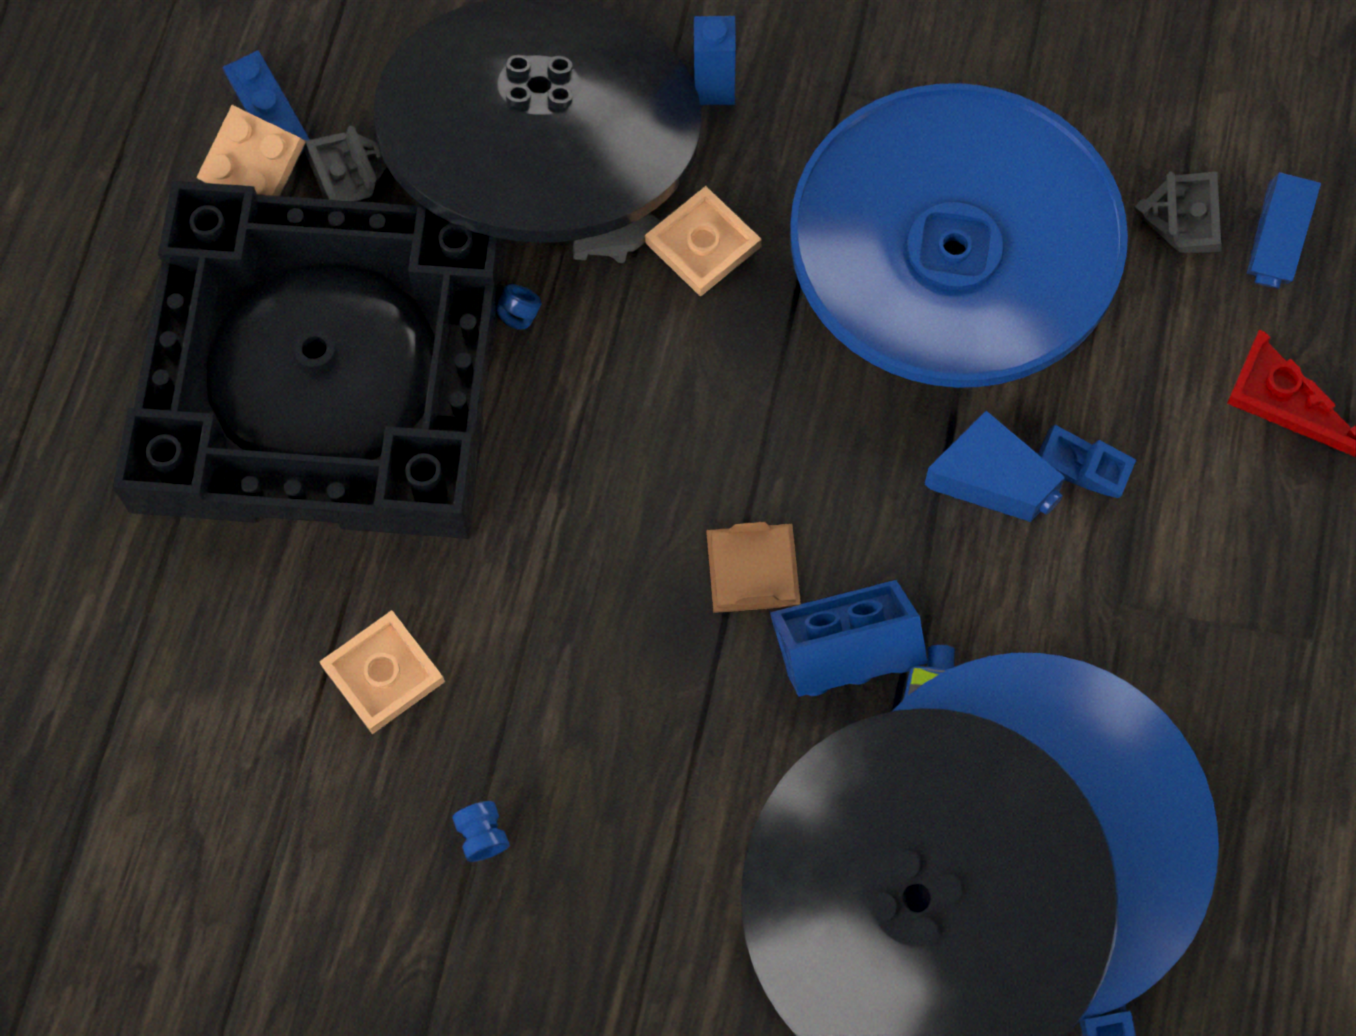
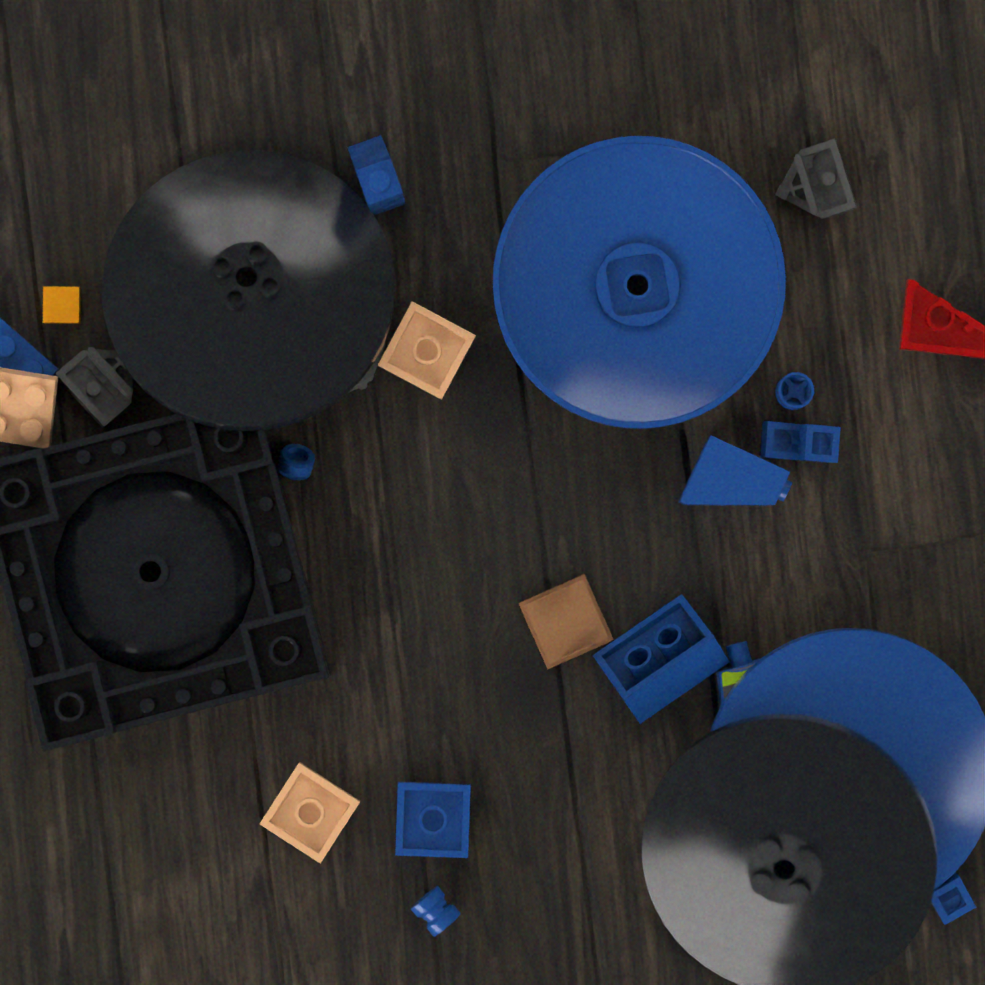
camera: 25 degrees left, 20 degrees up
(341, 86) = (61, 305): none -> light orange tile
(518, 727) = (432, 819): none -> blue plate
(1098, 394) = (800, 389): none -> blue wheel
(1282, 229) = (903, 178): blue slope -> none

